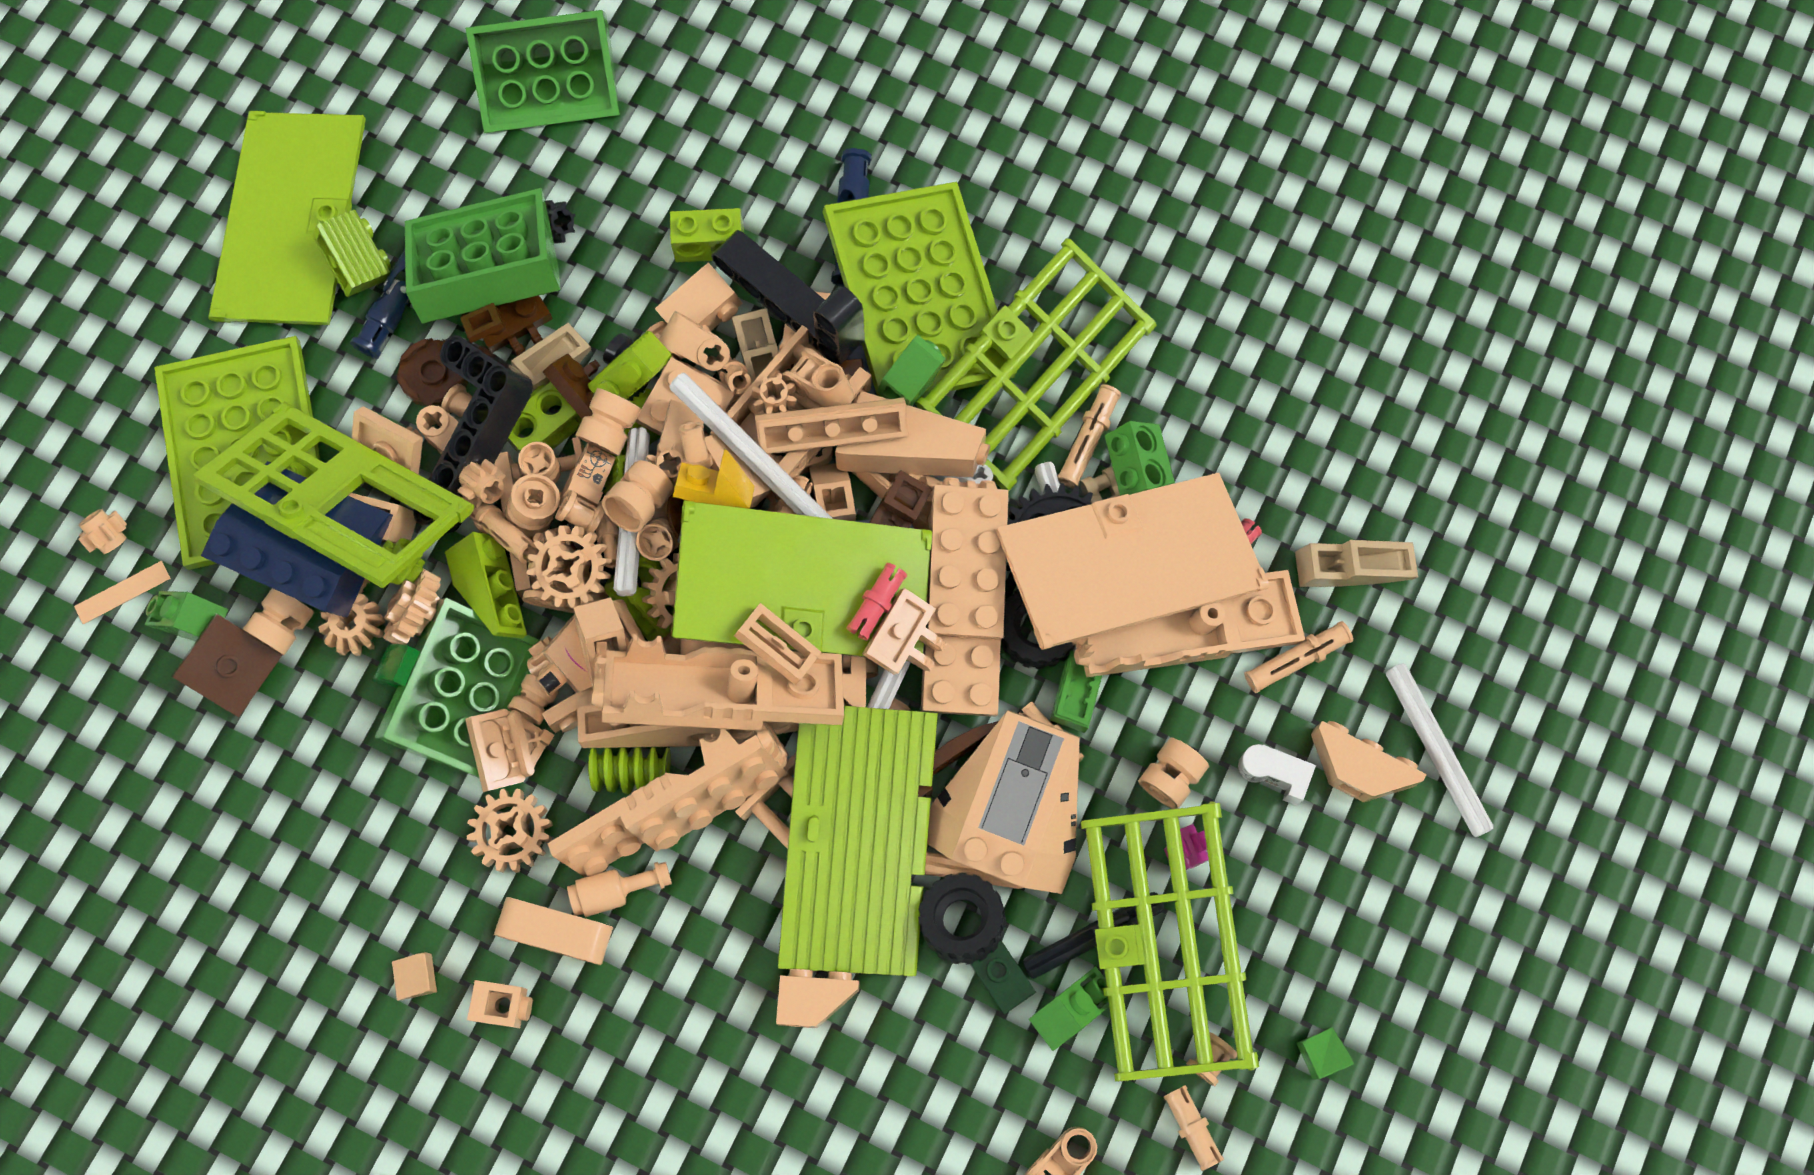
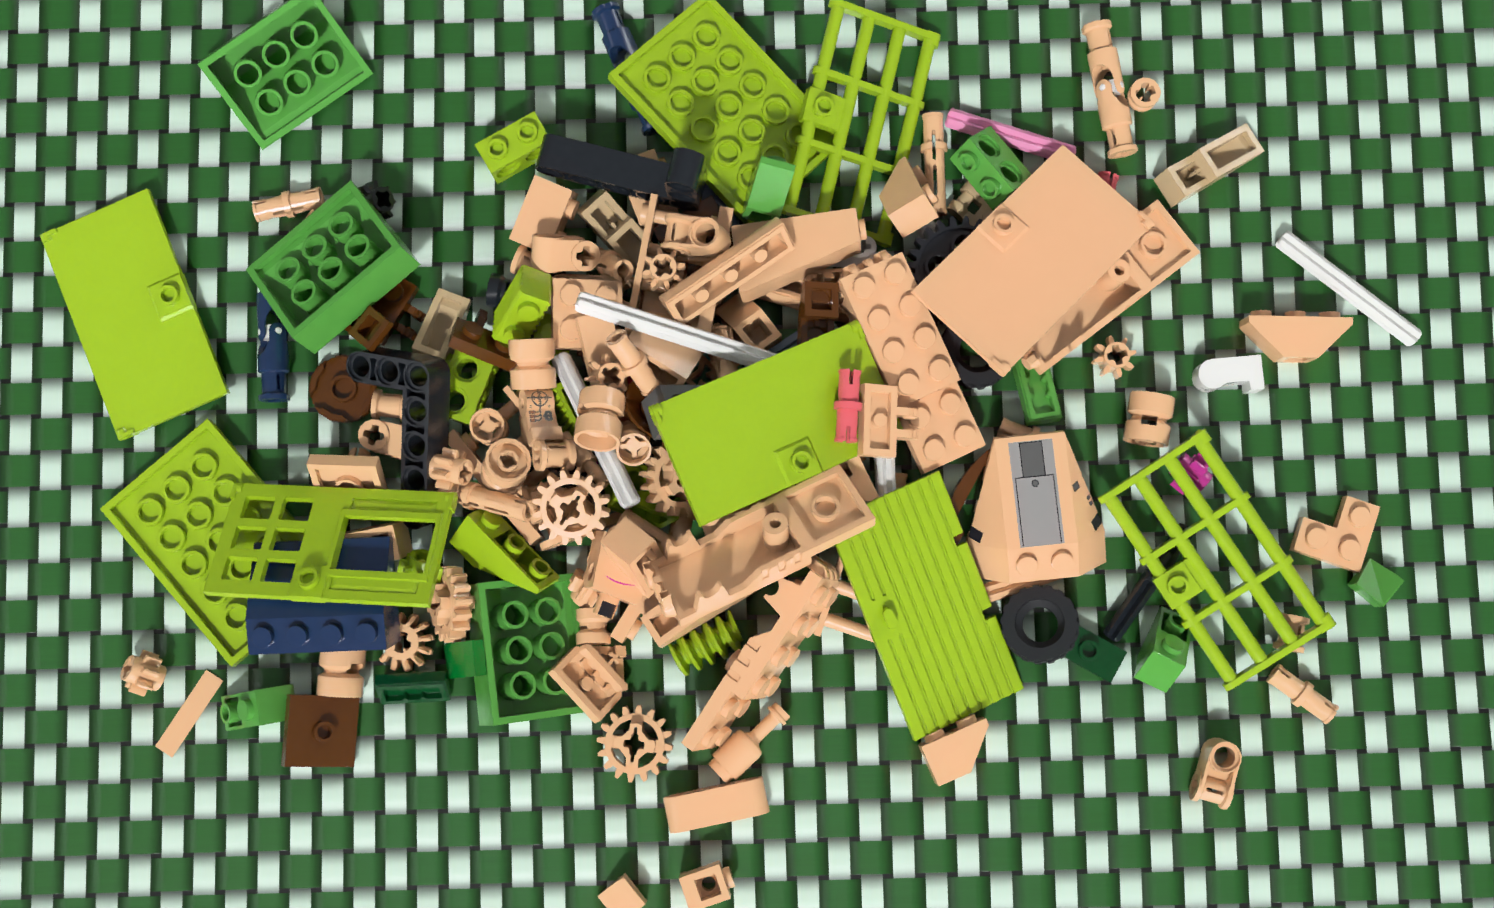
camera: 25 degrees left, 10 degrees up
(335, 670) = (413, 687): none -> dark green plate
(351, 252) = (214, 320): lime brick -> none
(476, 187) = (287, 204): none -> light nougat pin
(722, 487) = (665, 379): yellow slope -> none
(764, 644) = (785, 499): light nougat tile -> none
(1044, 451) = (908, 198): none -> light nougat slope
(1159, 700) = (1116, 348): none -> light nougat gear
(1175, 445) = (1012, 136): none -> bright pink axle
(1292, 451) = (1112, 104): none -> light nougat piece
(1311, 998) = (1343, 543): none -> light nougat plate
(1334, 637) = (1200, 268): light nougat pin -> none
(1335, 465) = (1151, 86): none -> light nougat bush

